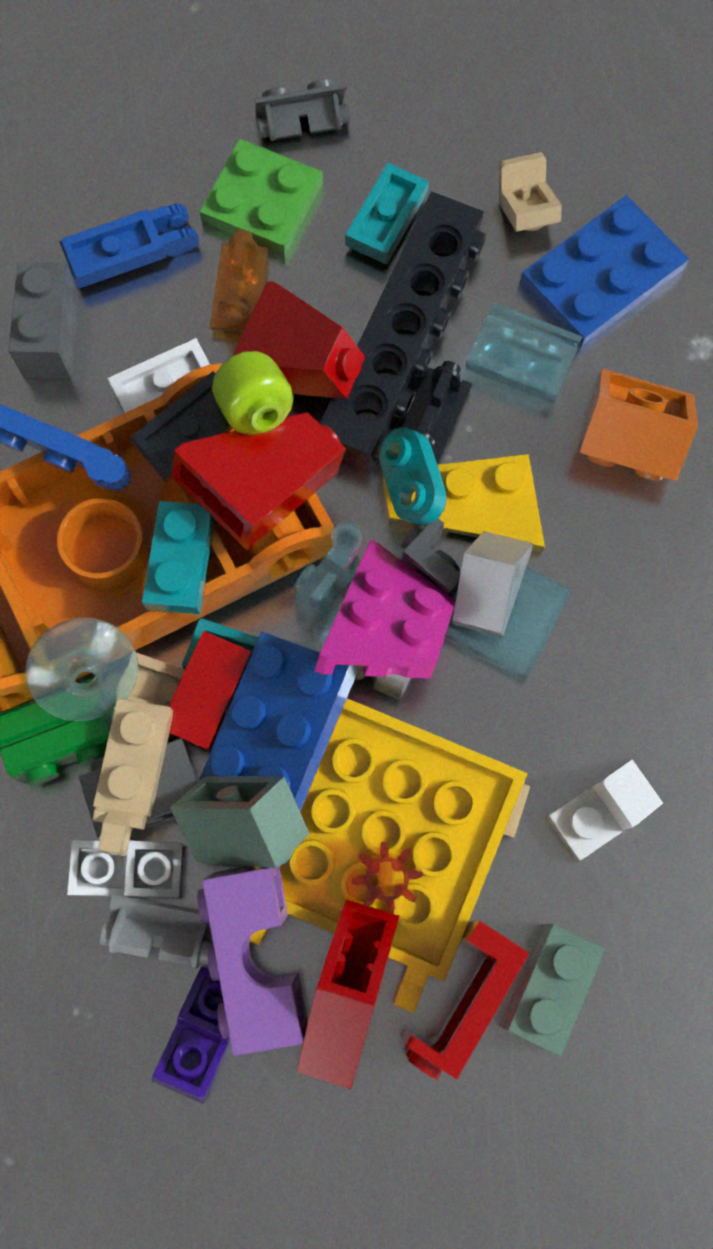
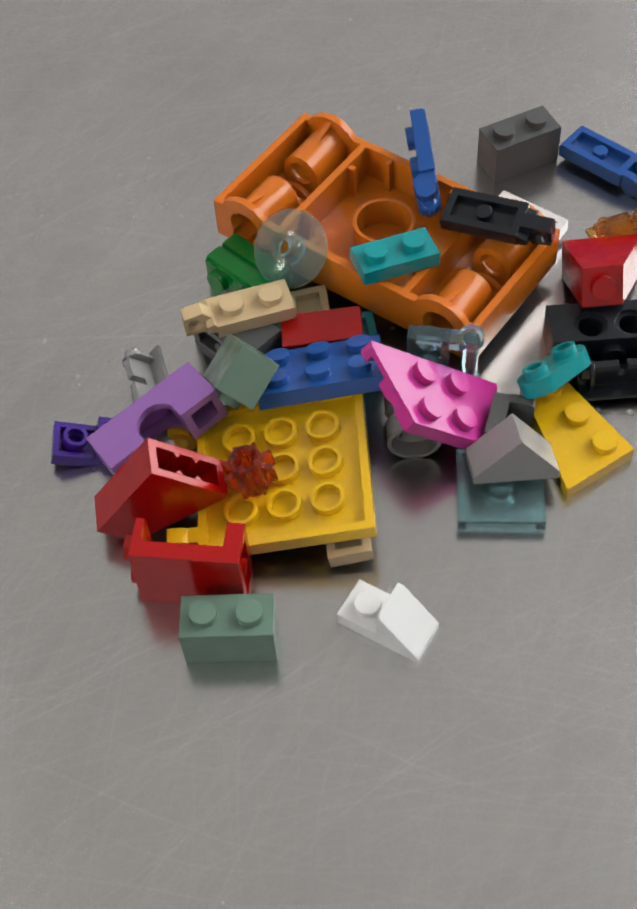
camera: 70 degrees right, 20 degrees down
(146, 870) = (178, 347): white slope -> none
(252, 393) = (522, 218): lime head -> none
(258, 478) = (481, 263): red slope -> none

